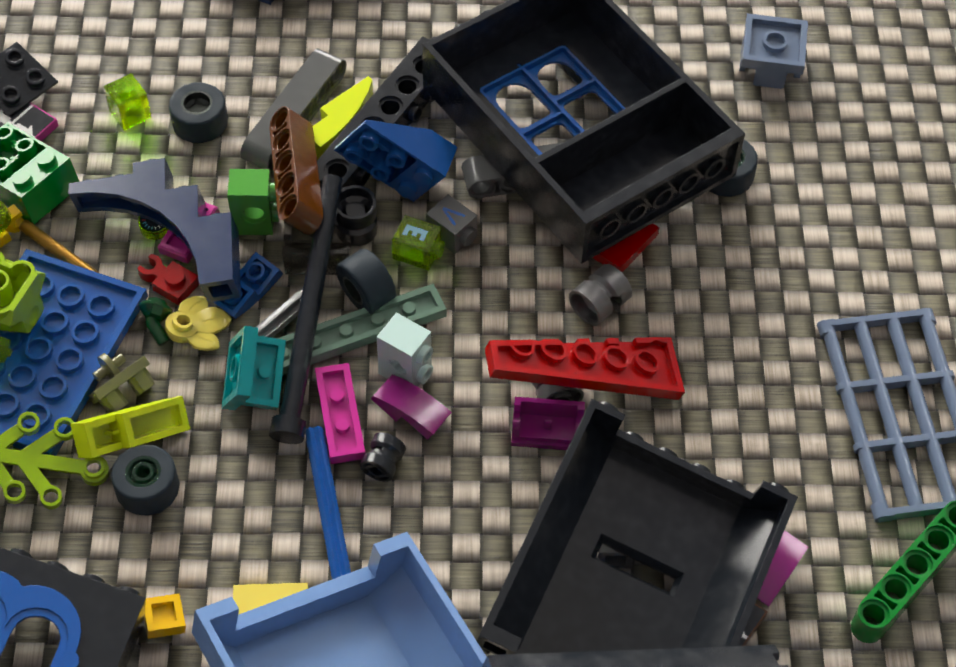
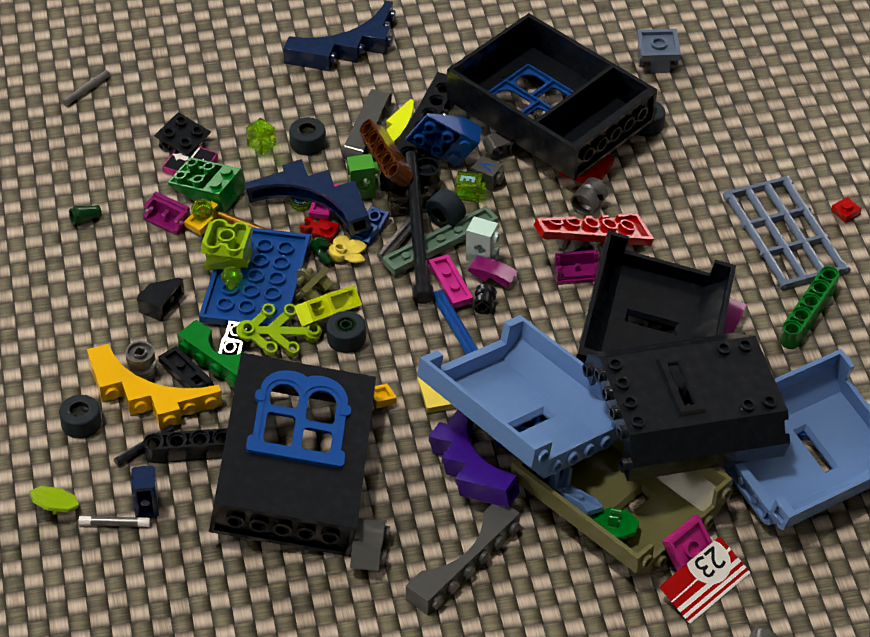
camera: 10 degrees left, 10 degrees down
(253, 370) = (392, 264): teal bracket -> none

